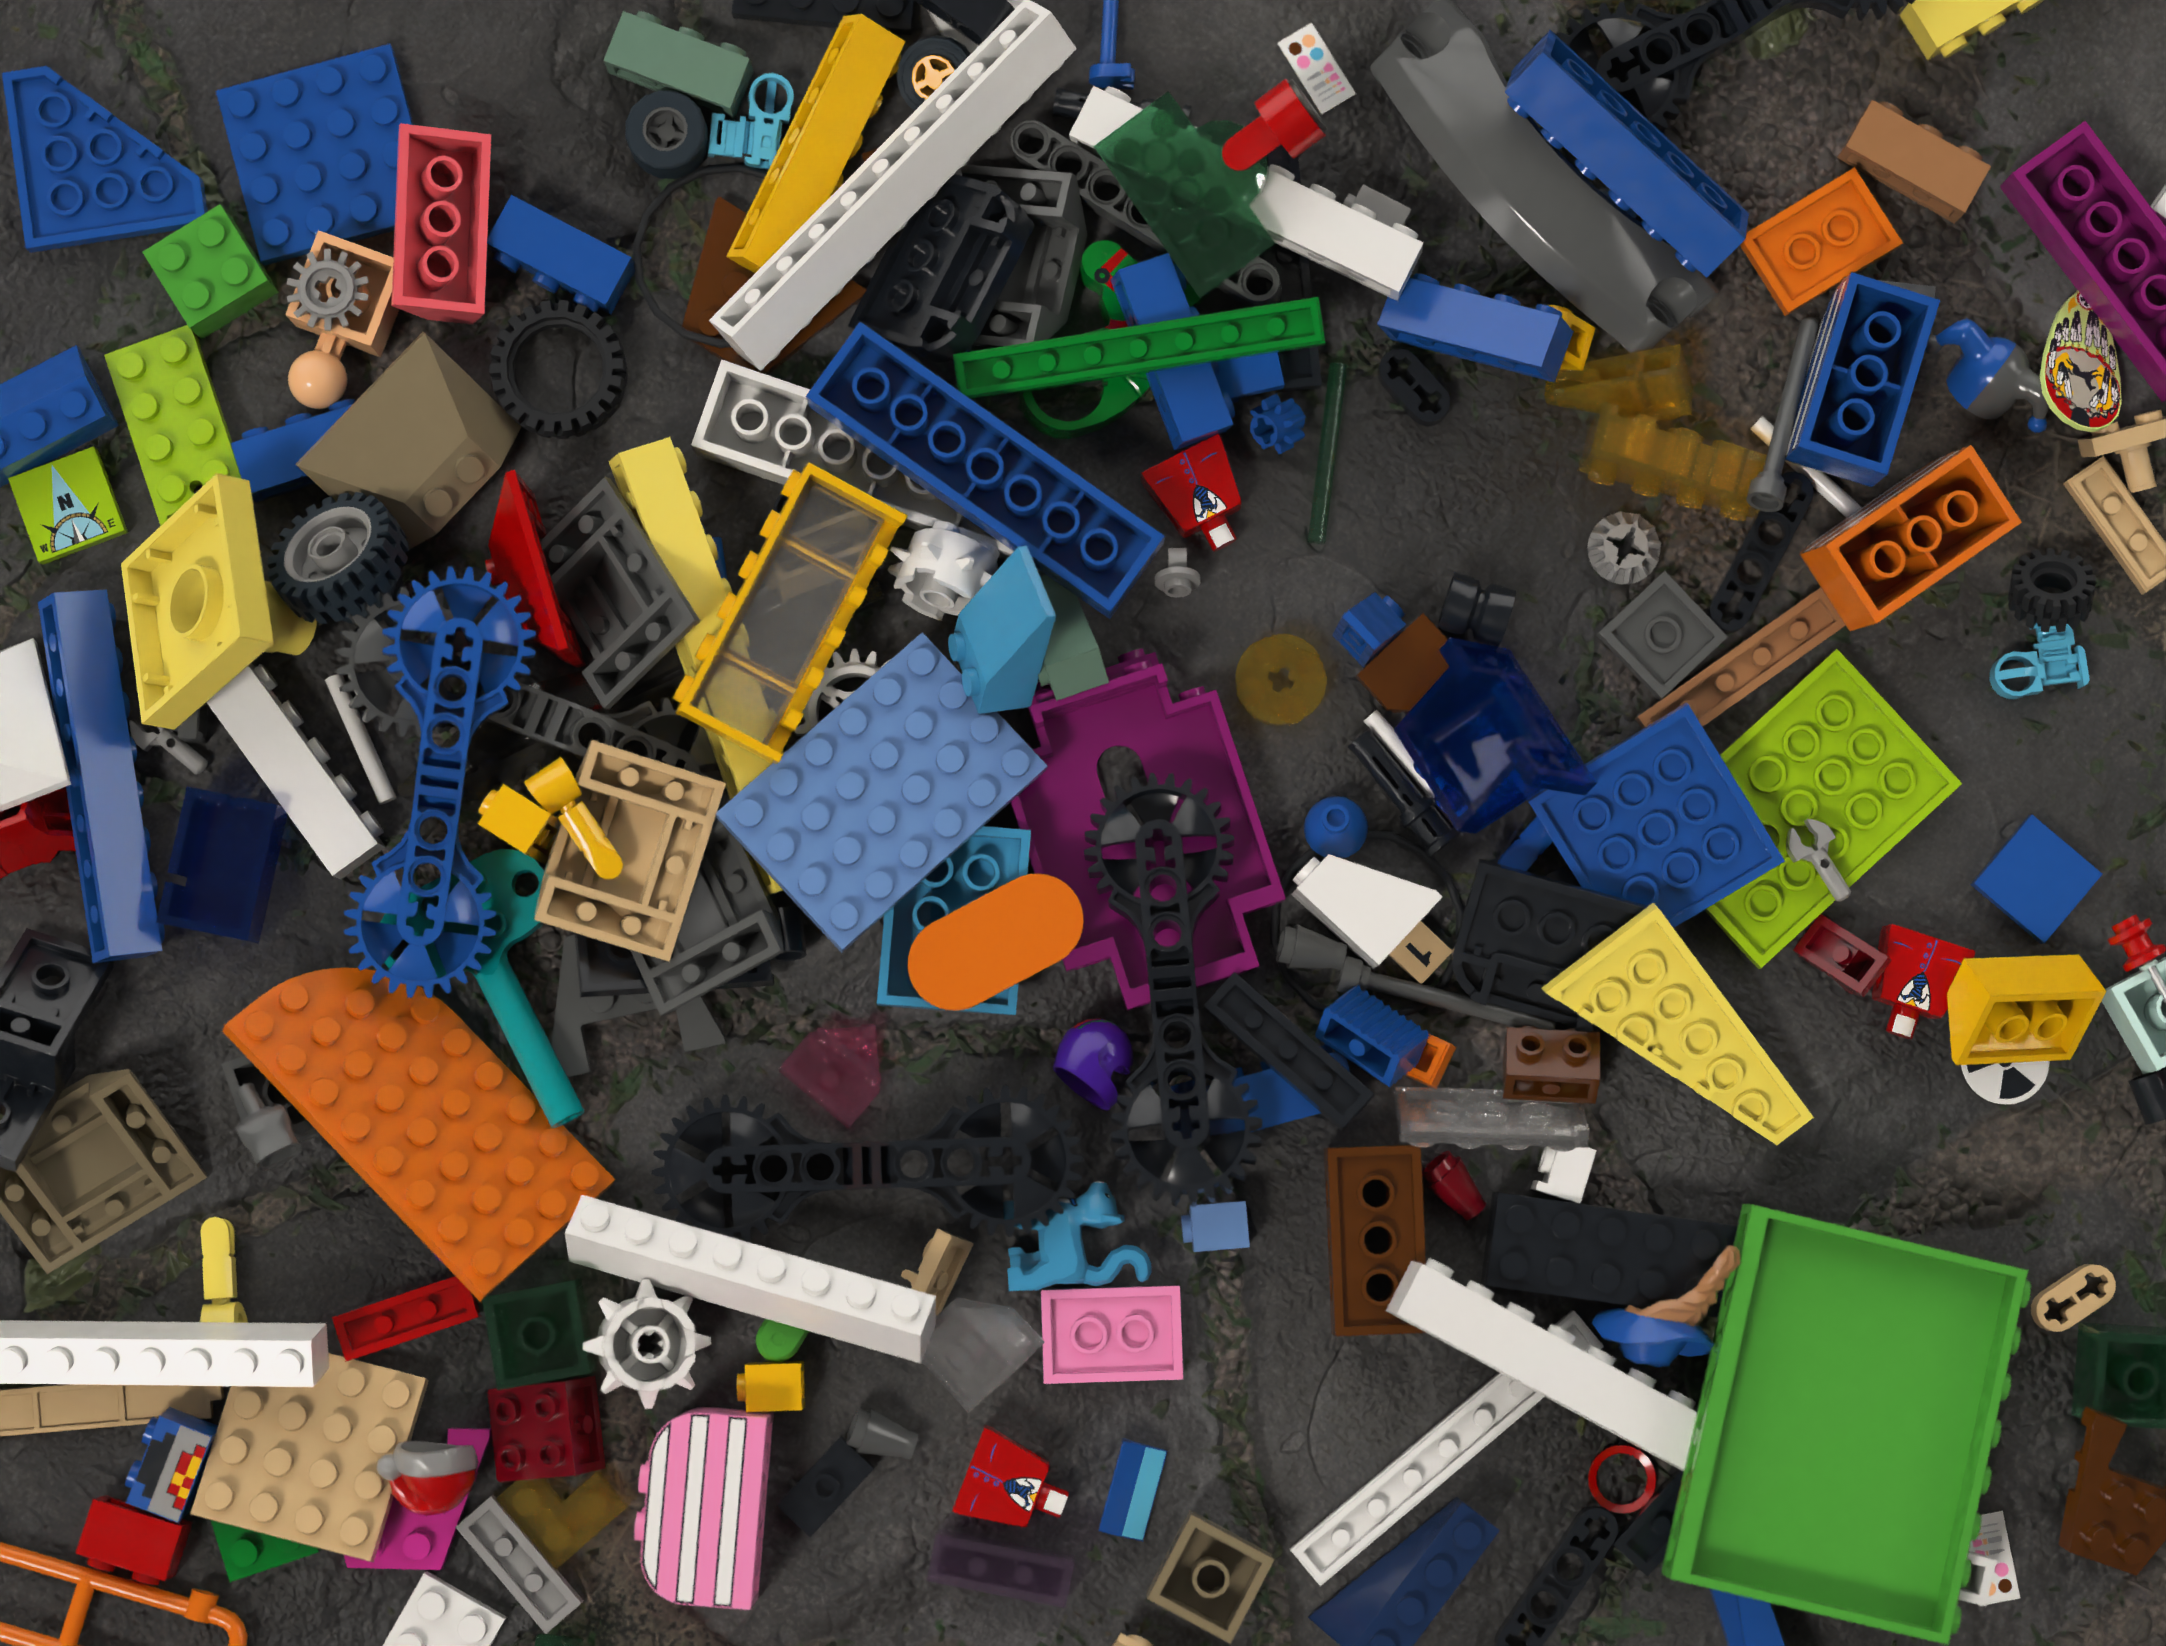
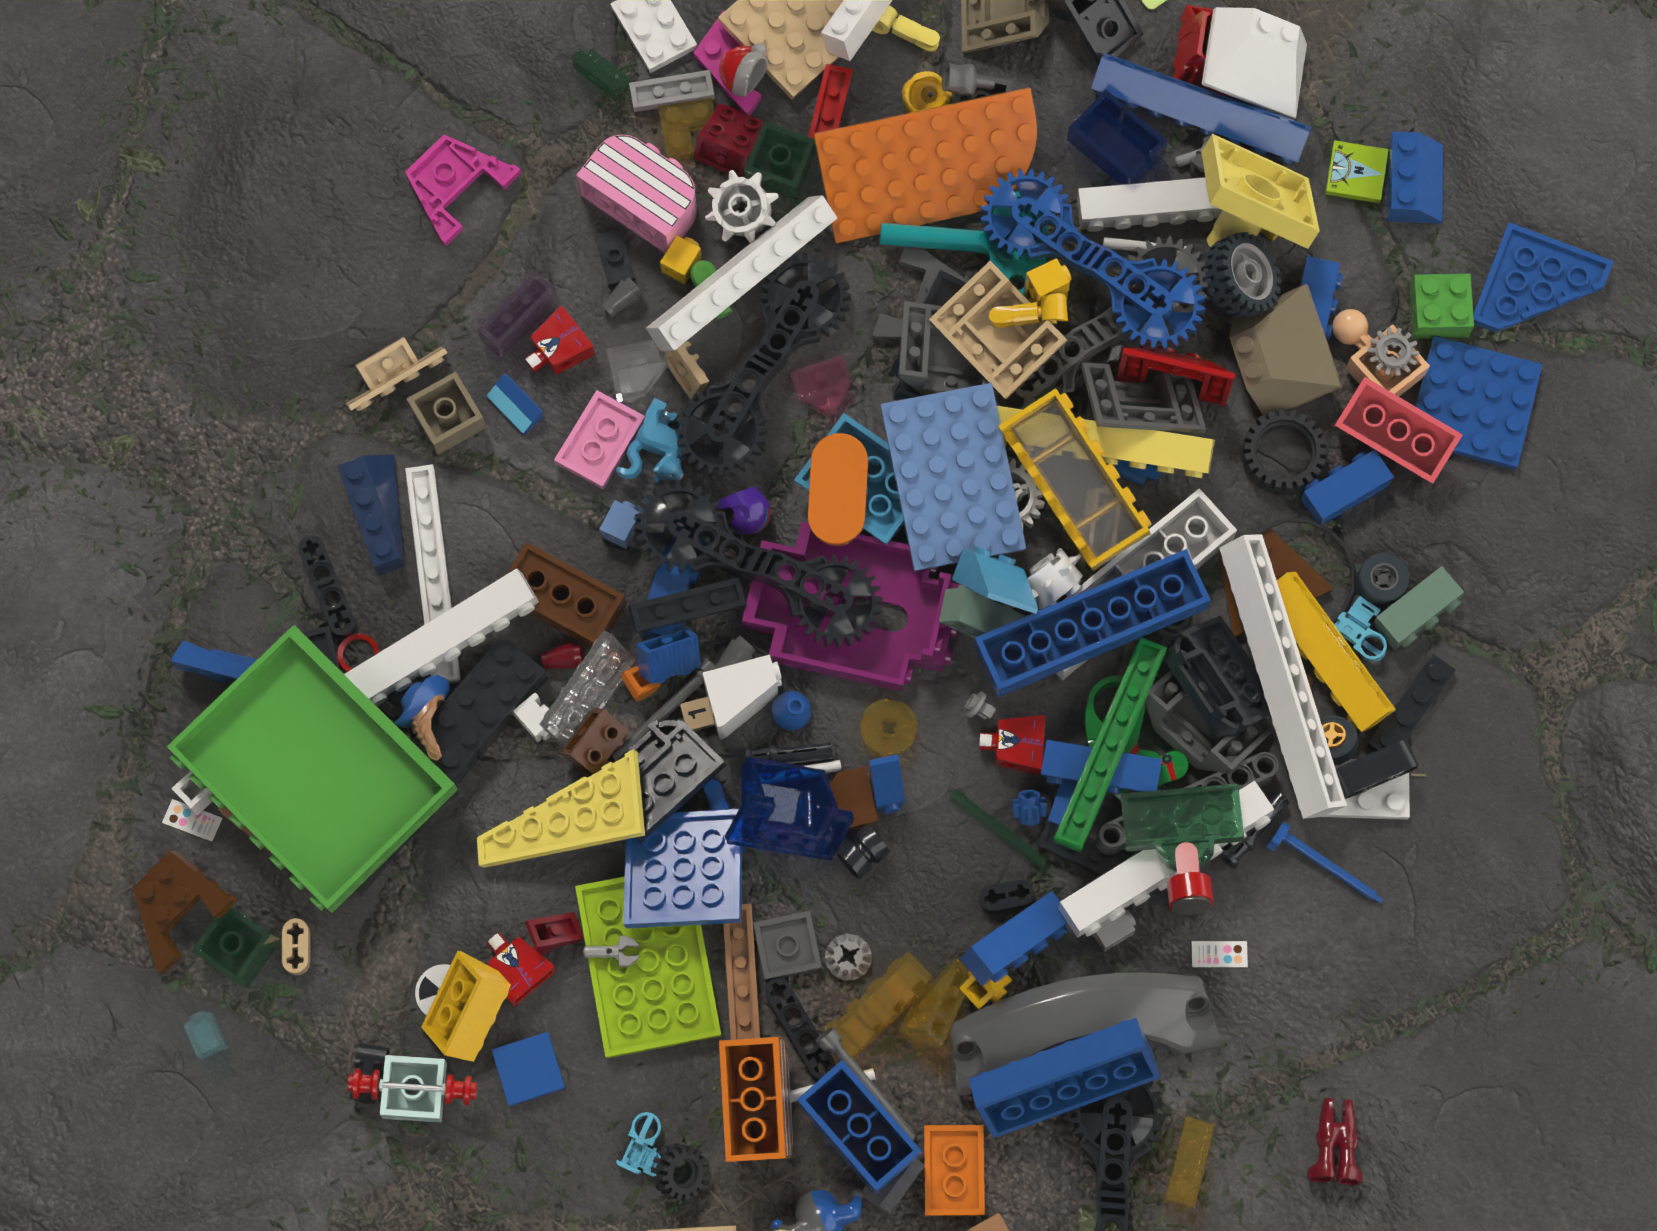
camera: 125 degrees right, 10 degrees down
(172, 416) = (1367, 245): lime hinge -> none
(318, 1199) = (916, 92): none -> yellow piece

